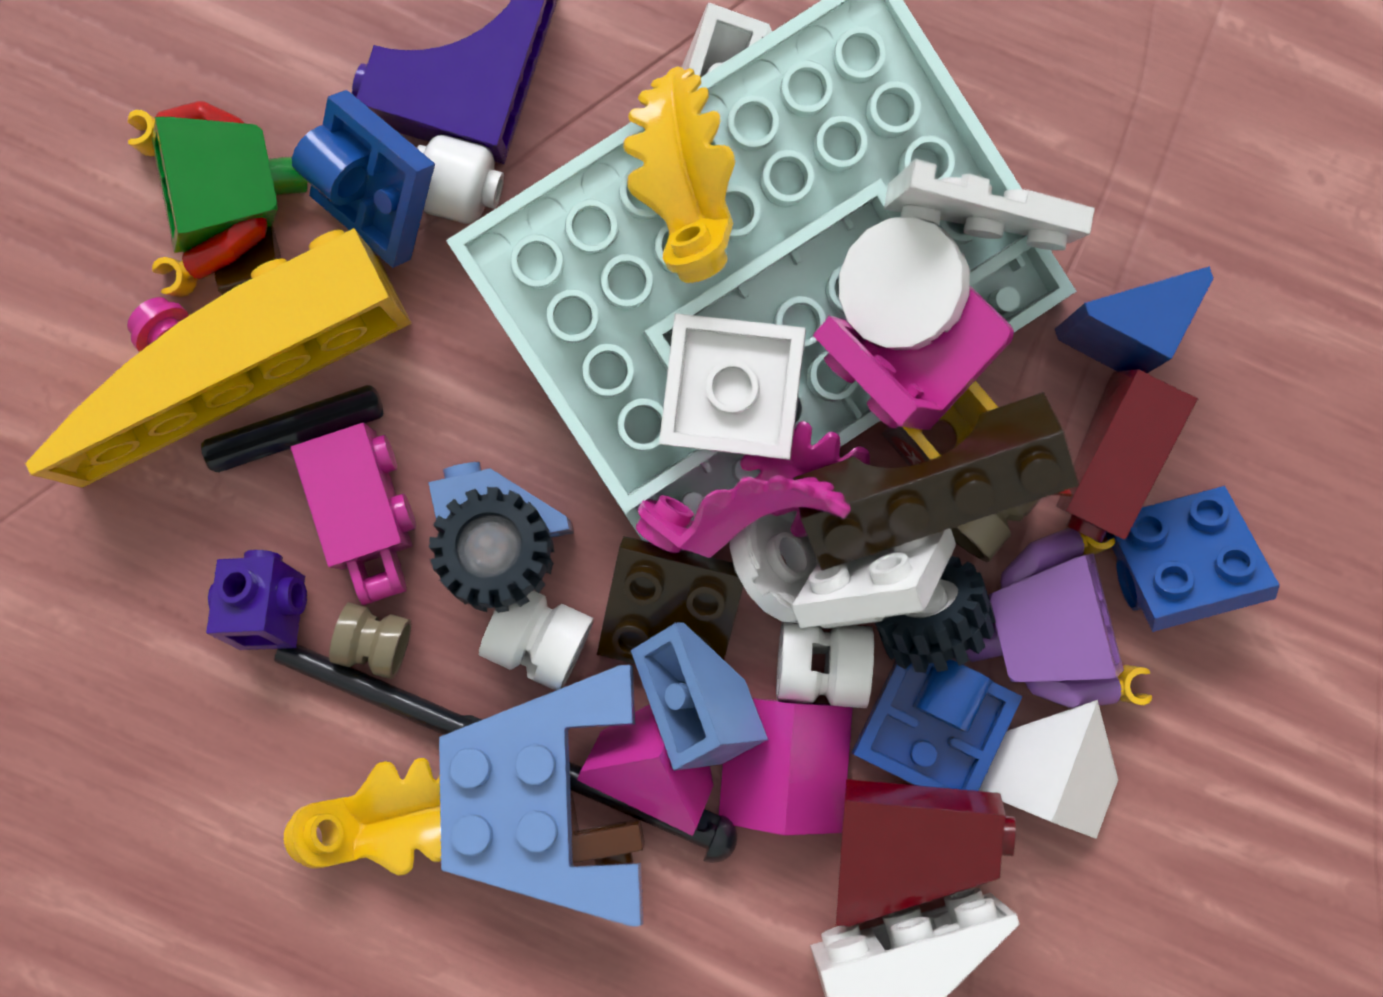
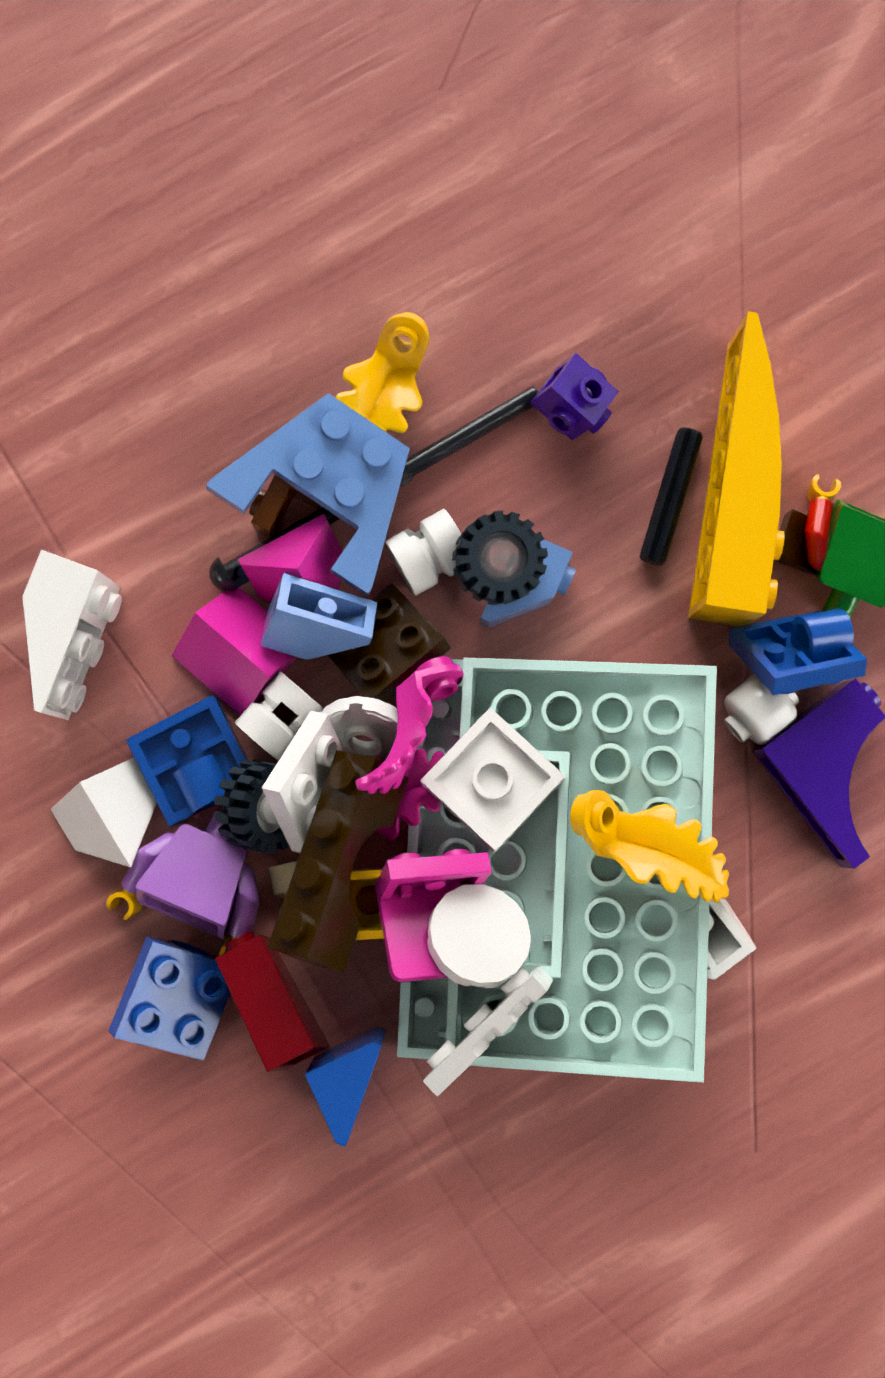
camera: 125 degrees right, 0 degrees up
(152, 320) = (798, 457): dark pink plate -> none
(357, 506) = (591, 500): dark pink brick -> none
(364, 638) = (506, 448): dark tan wheel -> none
(916, 846) = (129, 689): dark red slope -> none

